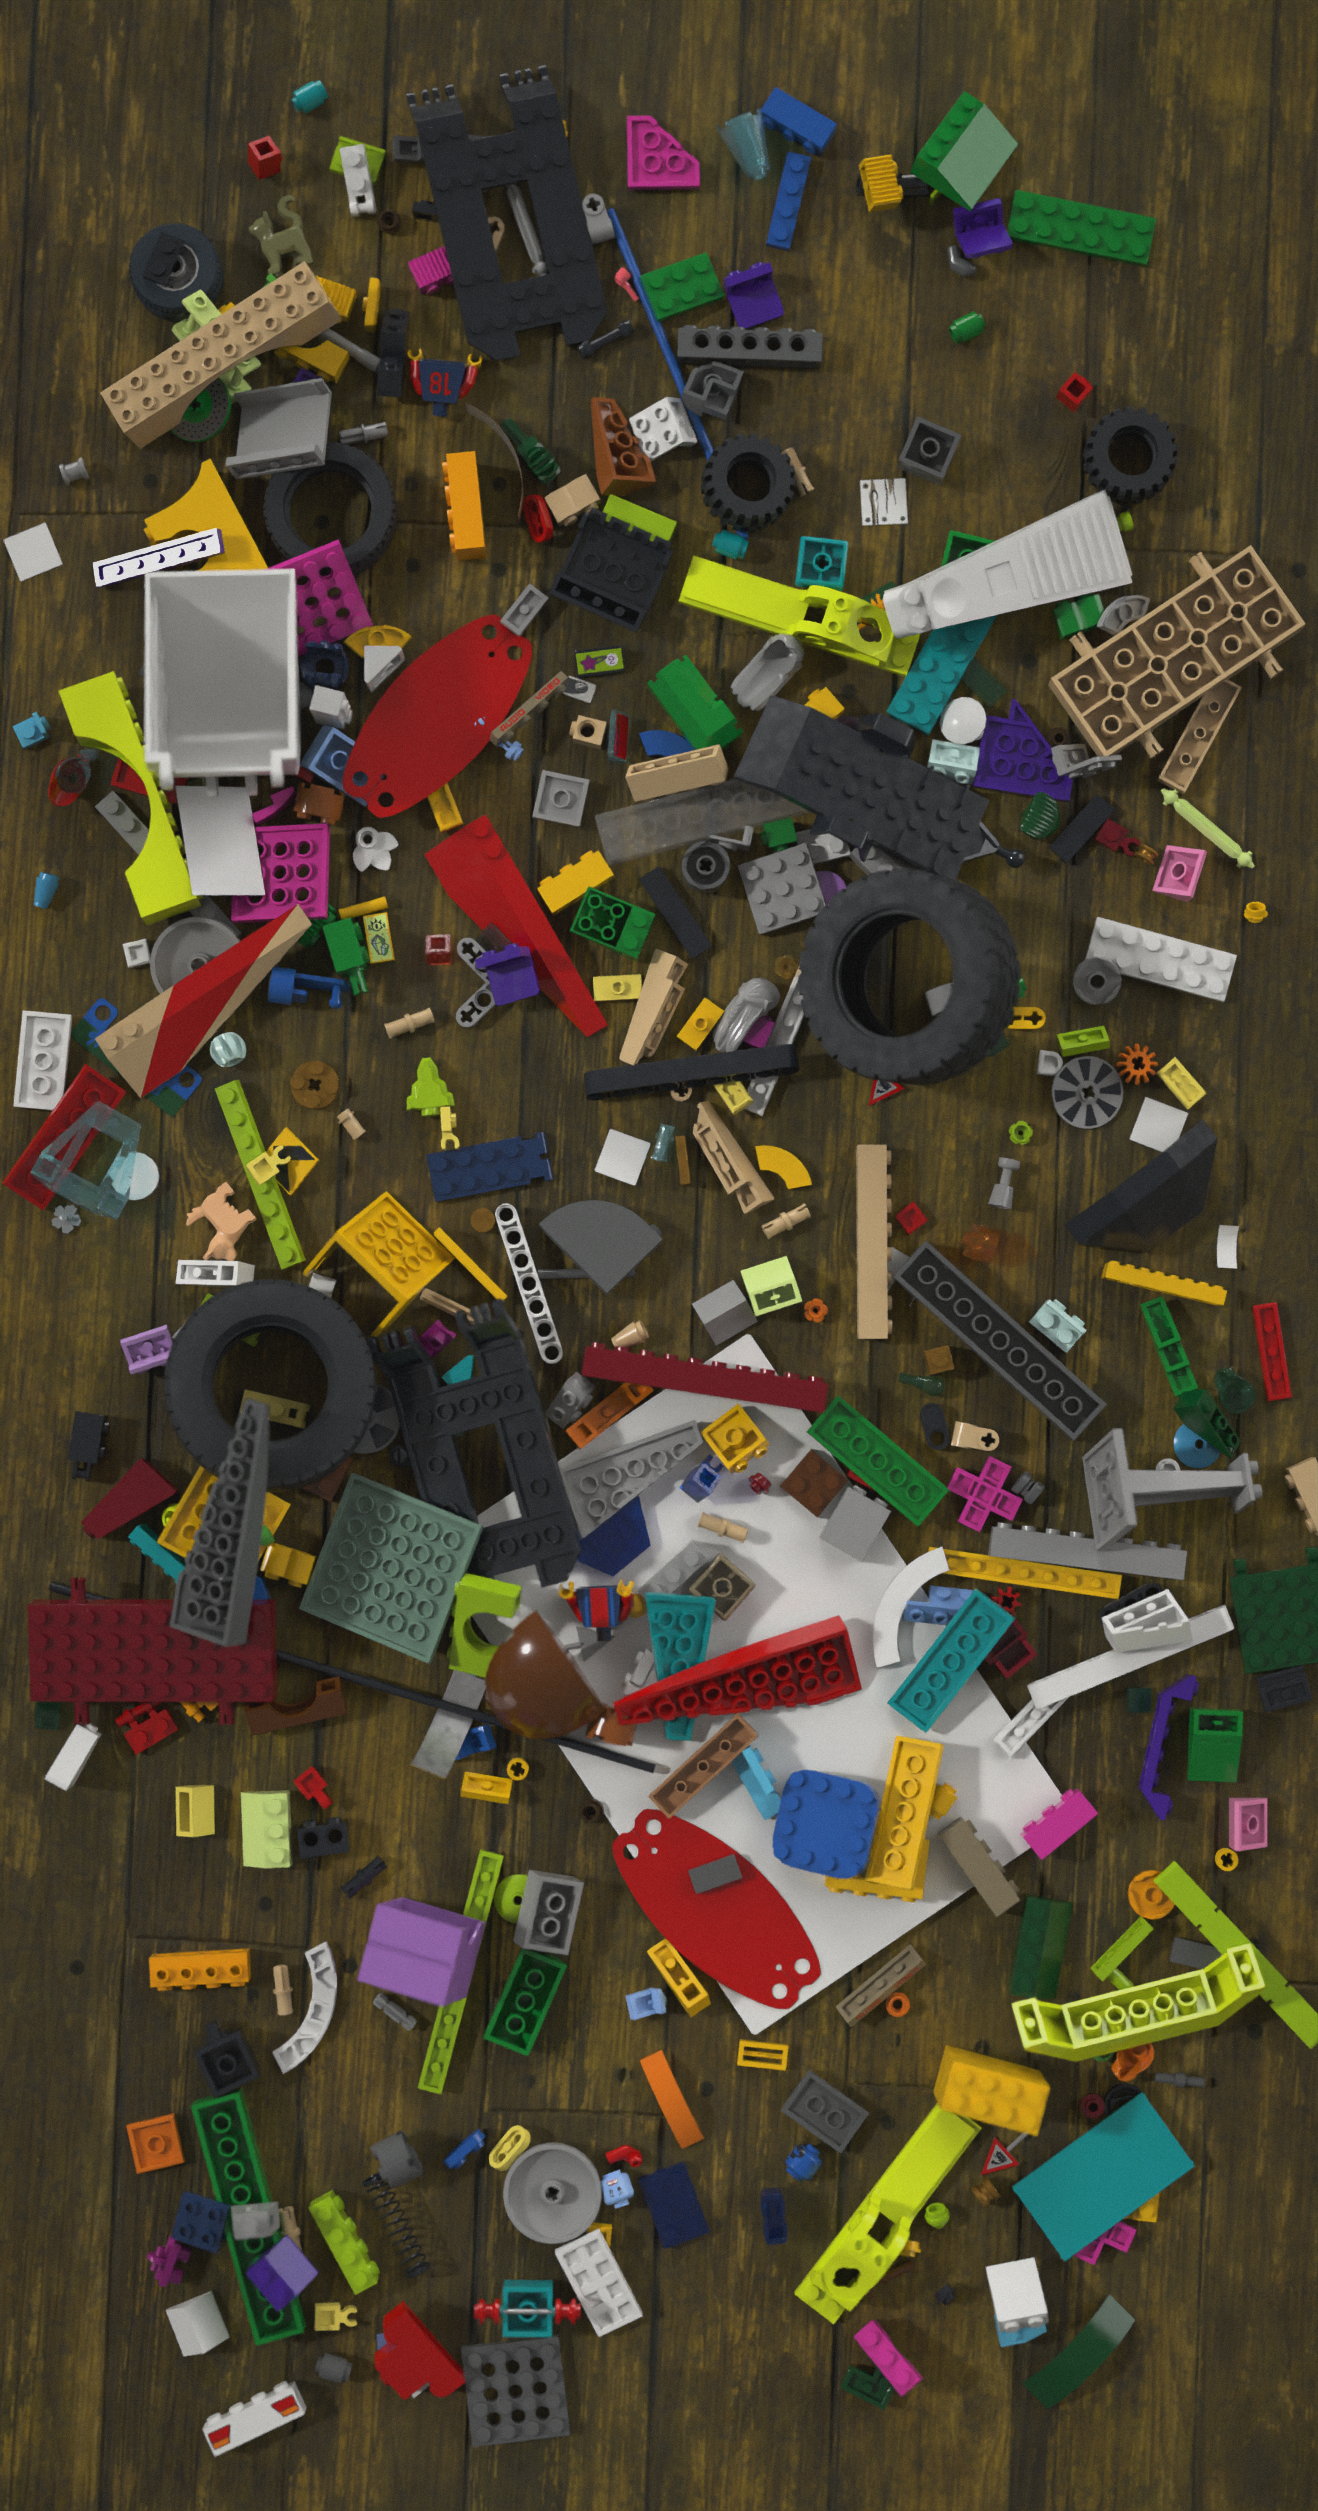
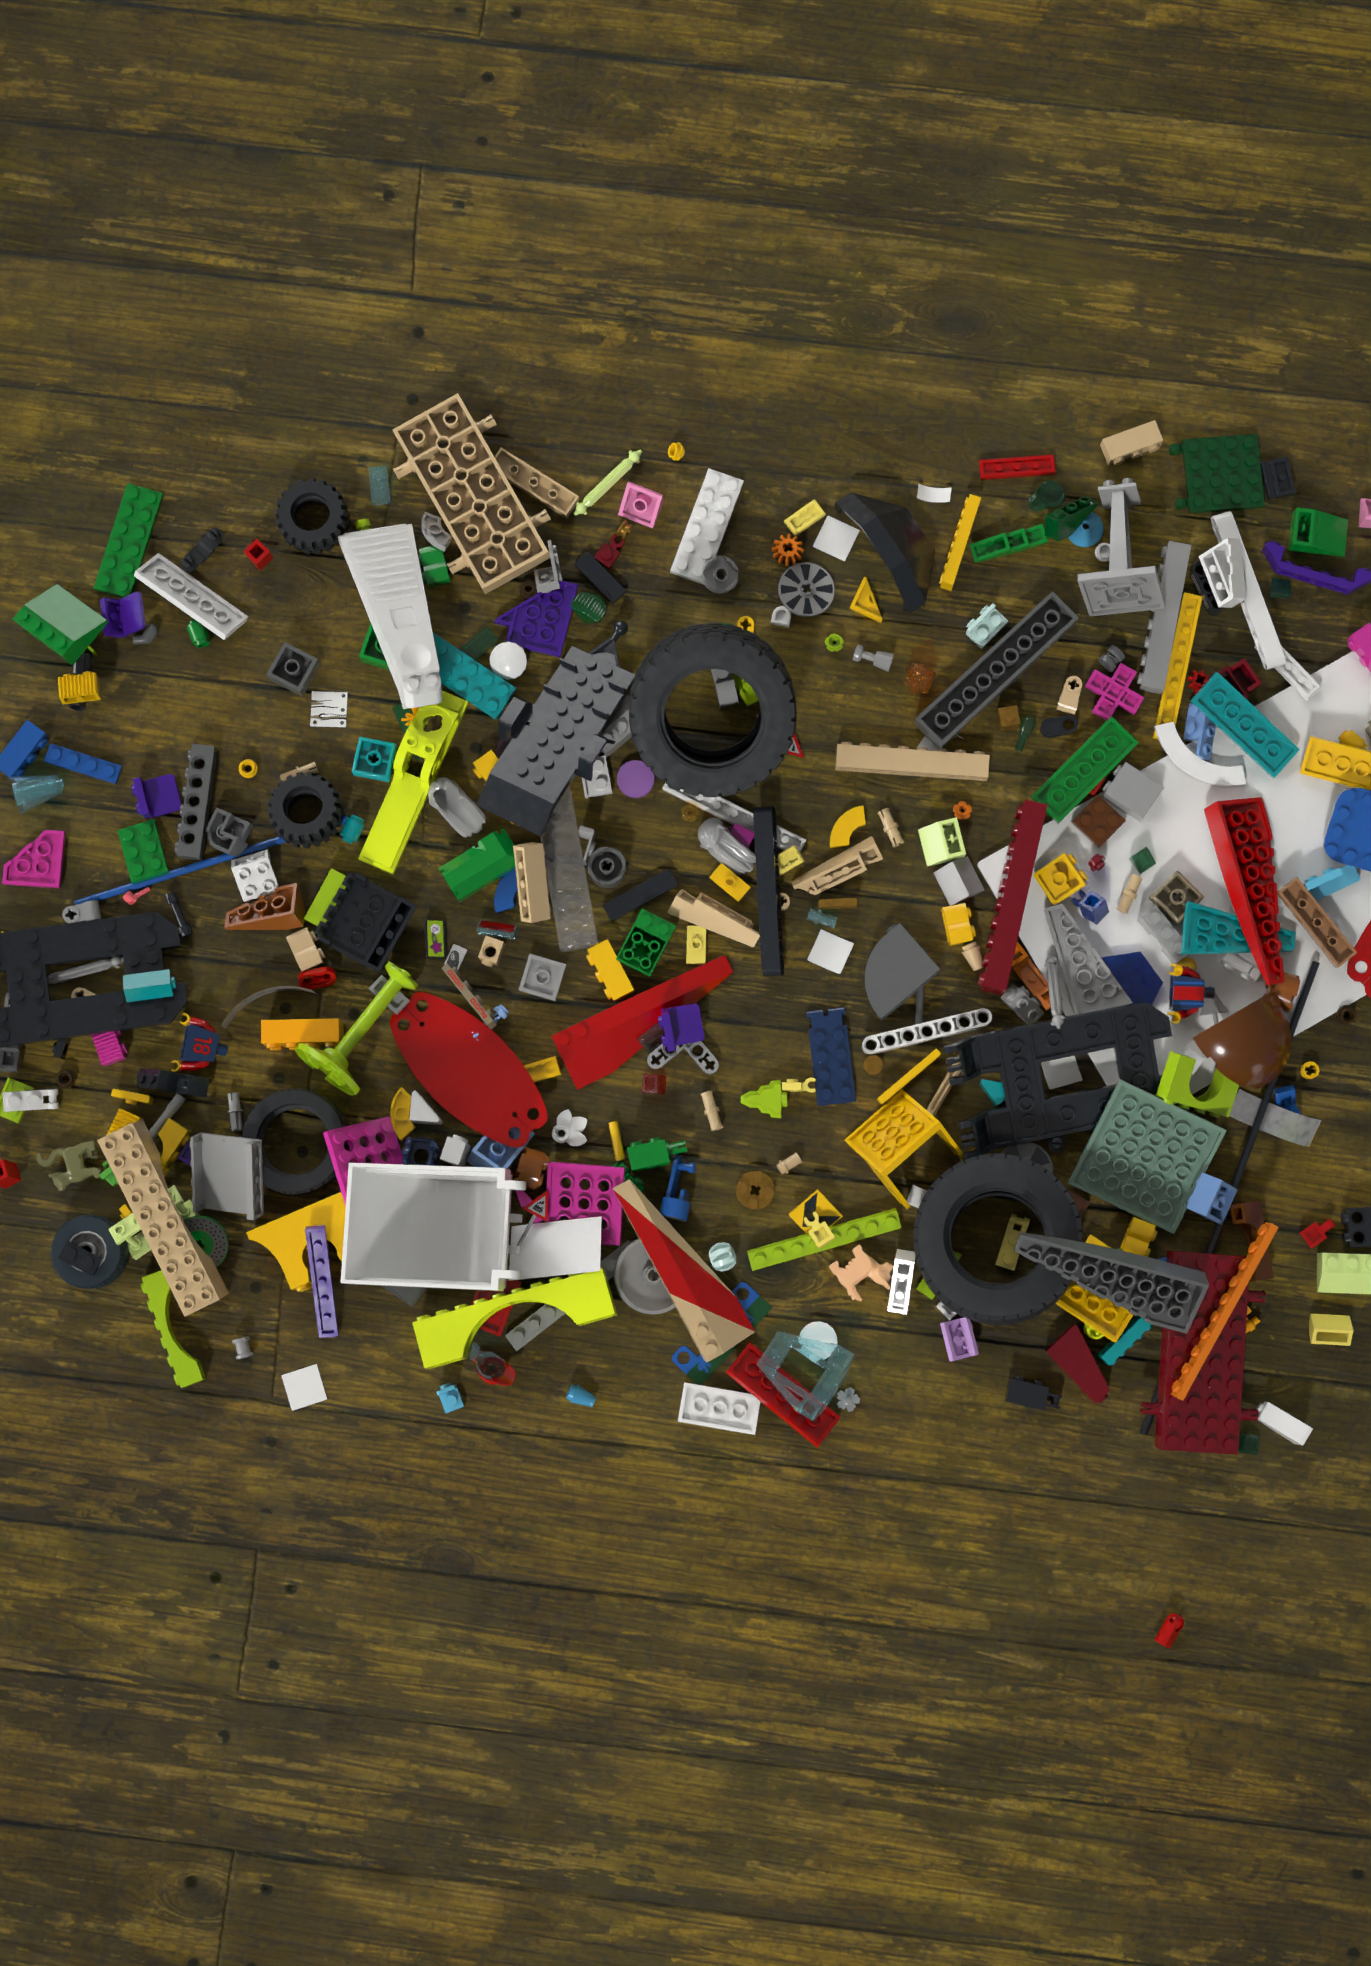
camera: 75 degrees left, 5 degrees down
(46, 404) = (187, 1368): none -> lime arch
(137, 953) = (637, 1325): white tile -> none
(151, 1730) = (1265, 1362): red plate -> none
(209, 1674) = (1227, 1304): none -> orange plate
(269, 817) = (538, 1208): none -> piece
(343, 1651) = (1211, 1198): none -> medium blue brick
(378, 938) = (641, 1130): tile -> none
(433, 548) = (334, 1061): none -> lime piece
(436, 1338) = (965, 1107): magenta hips -> none
(486, 1787) = (1324, 1095): yellow plate -> none
(489, 1458) = (1061, 1072): none -> white sticker
(508, 308) = (148, 985): none -> teal brick
(532, 453) = (264, 978): dark green gear -> none
(587, 1437) = (1054, 991): none -> light grey wheel
(667, 1314) = (957, 924): none -> yellow brick
(767, 1542) = (1142, 860): none -> clear green slope
(778, 835) = (586, 809): green brick -> none
(782, 888) = (628, 809): light grey plate -> none
(798, 400) = (248, 762): none -> yellow plate
(911, 1218) = (894, 731): red tile -> none
(954, 761) = (539, 669): light aqua bracket -> none
(1013, 312) = (191, 596): none -> white plate
(1076, 322) = (202, 550): none -> black piece
(1077, 1168) = (865, 602): none -> yellow tile
(1083, 1041) = (766, 588): lime plate -> none
(1180, 538) = (379, 485): none -> clear light blue plate

